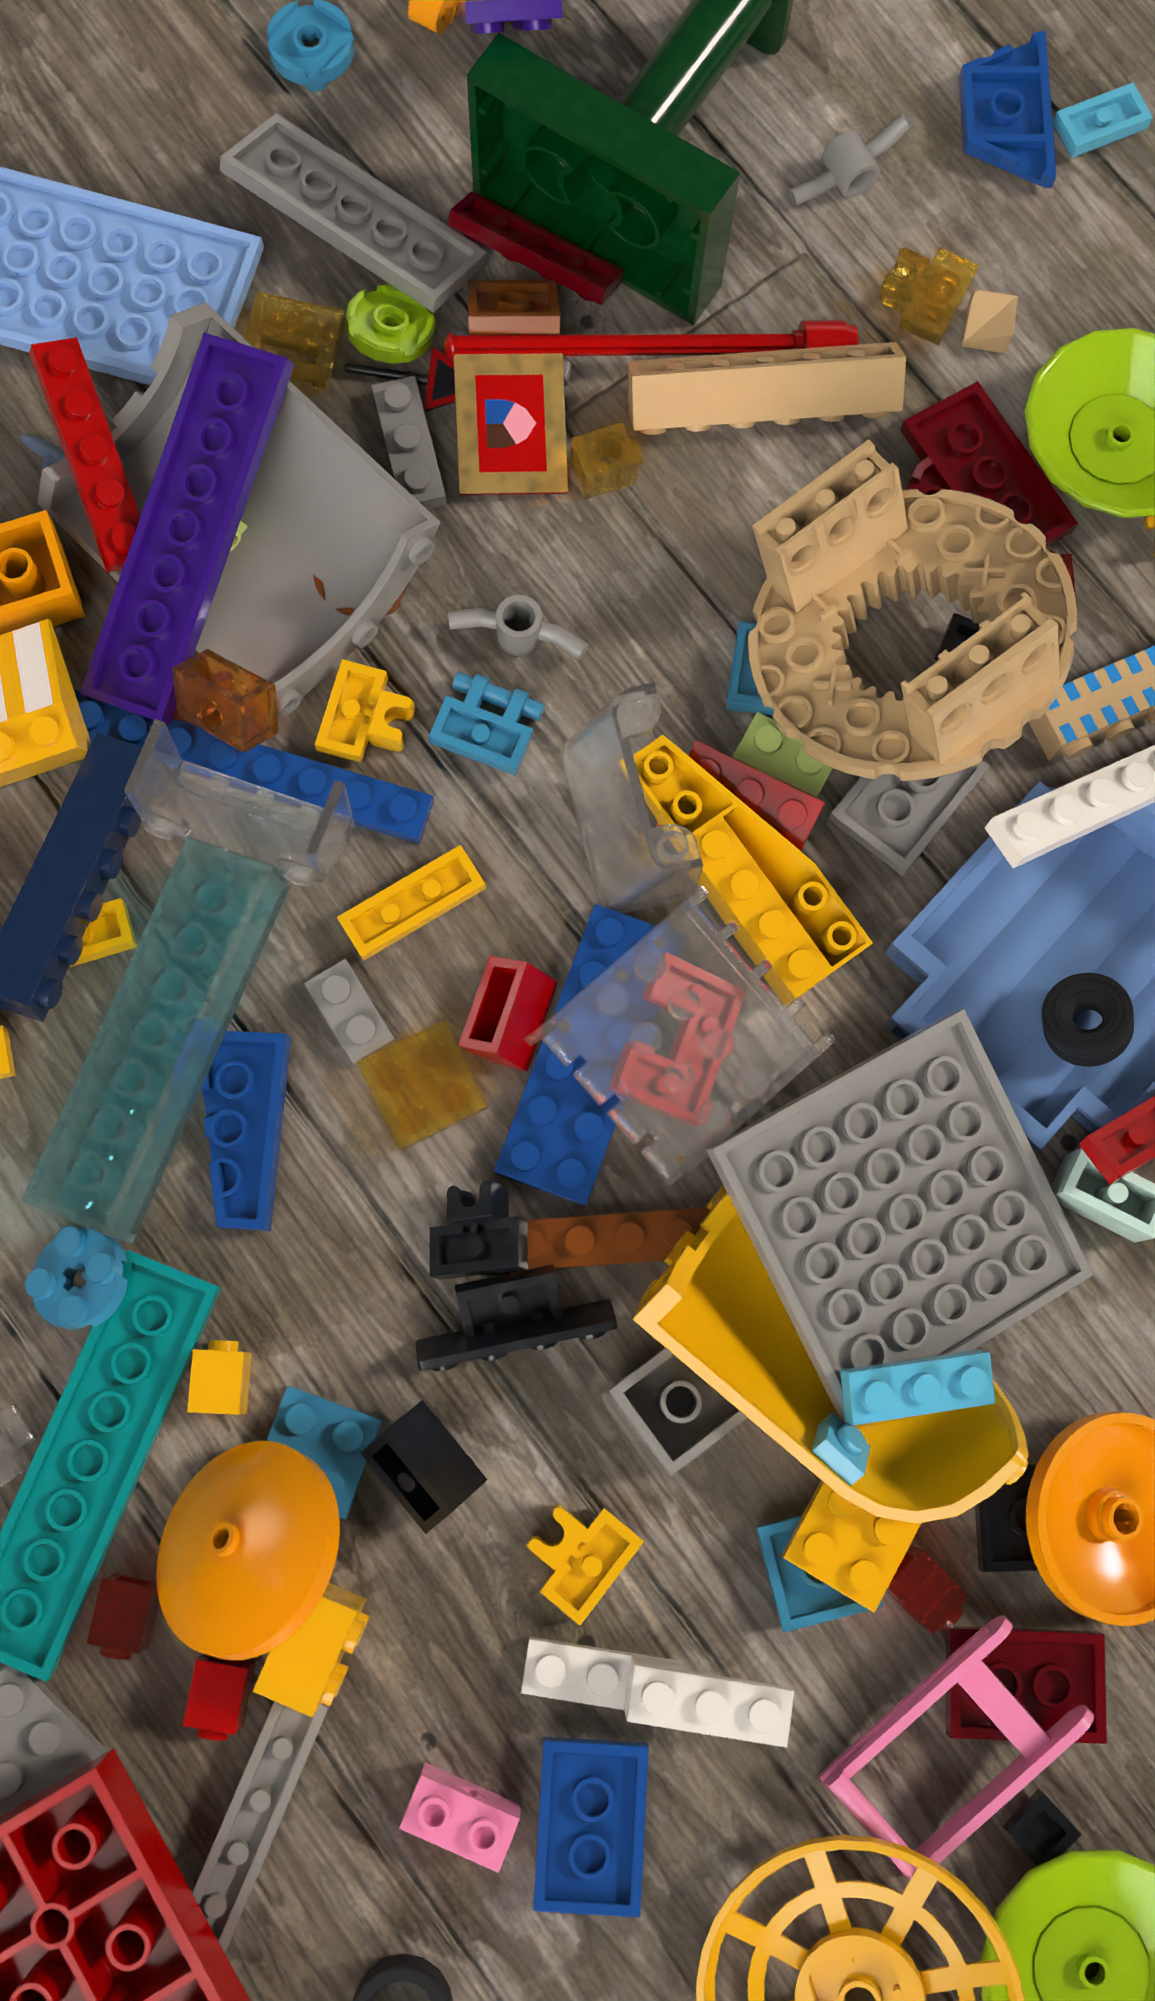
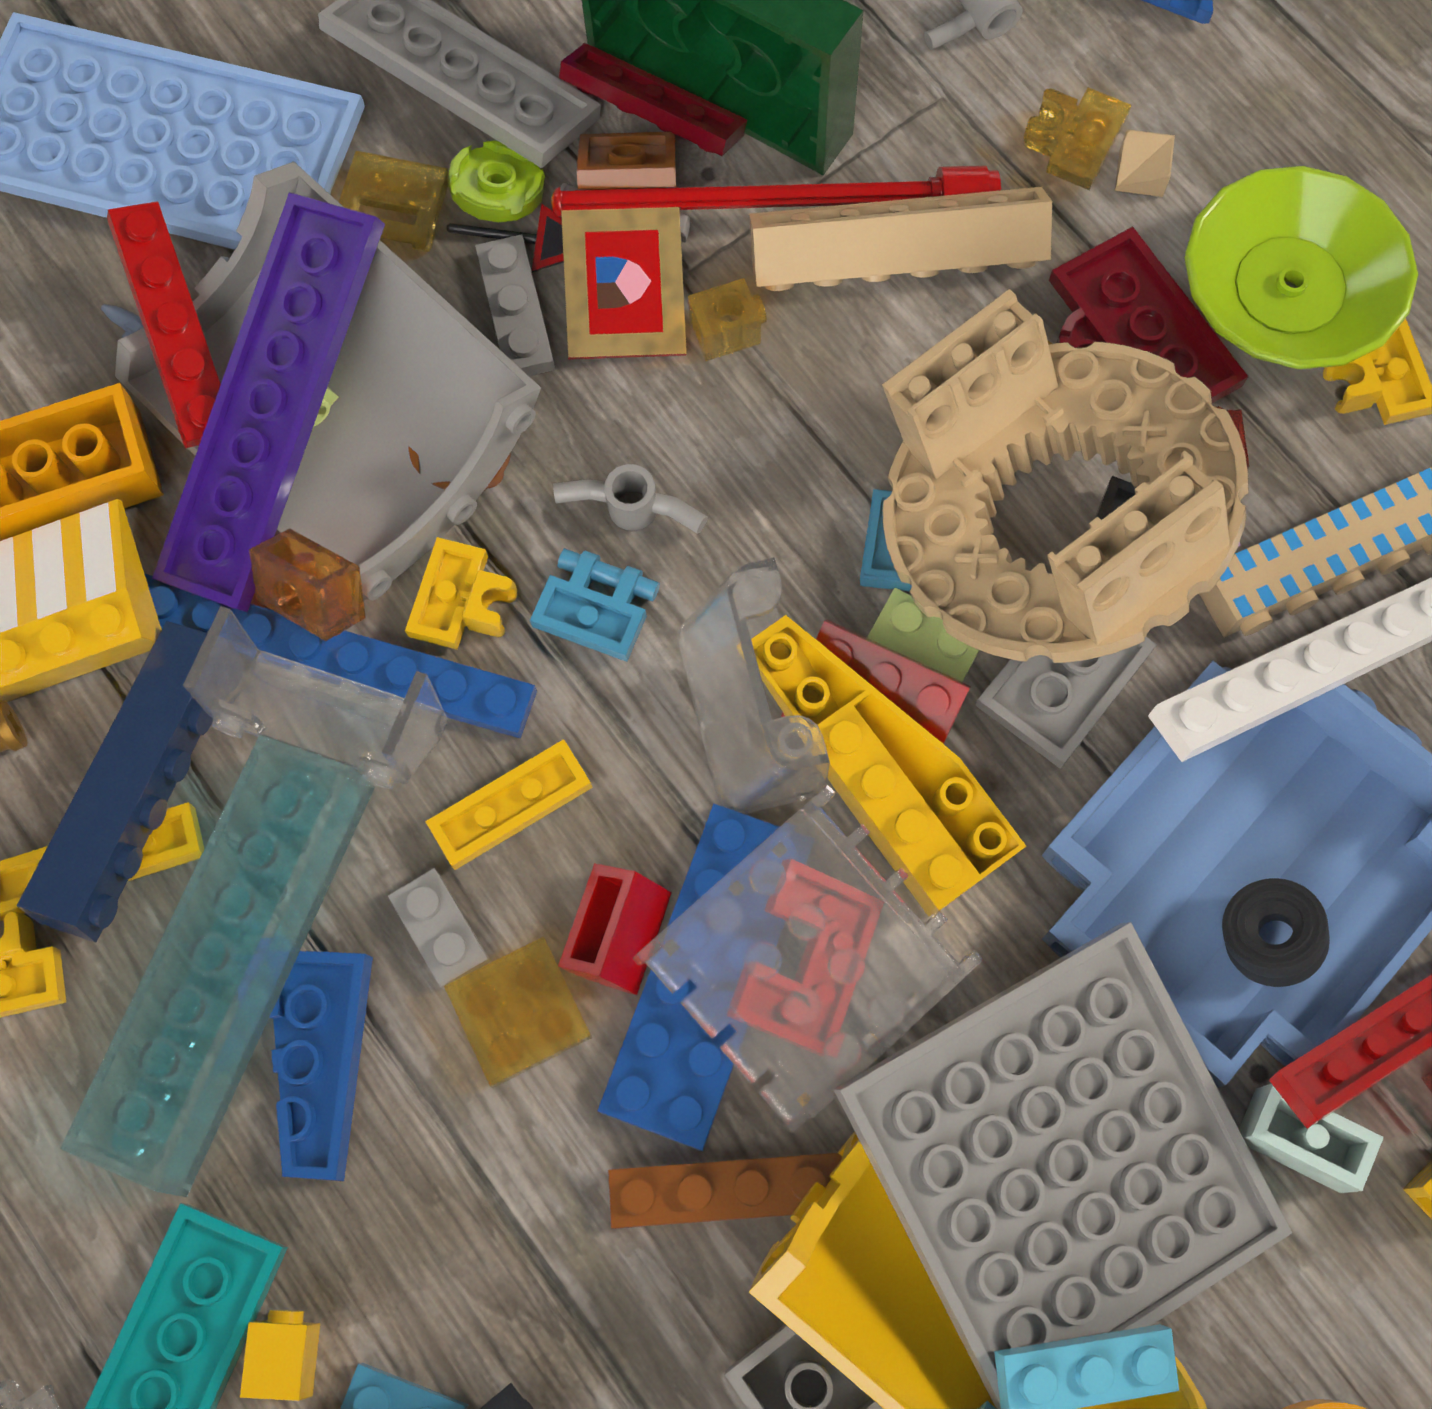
camera: 10 degrees right, 5 degrees down
(54, 1274) = (96, 1239): dark azure plate -> none
(480, 1235) = (581, 1186): black plate -> none
(512, 1315) = (615, 1282): black bracket -> none

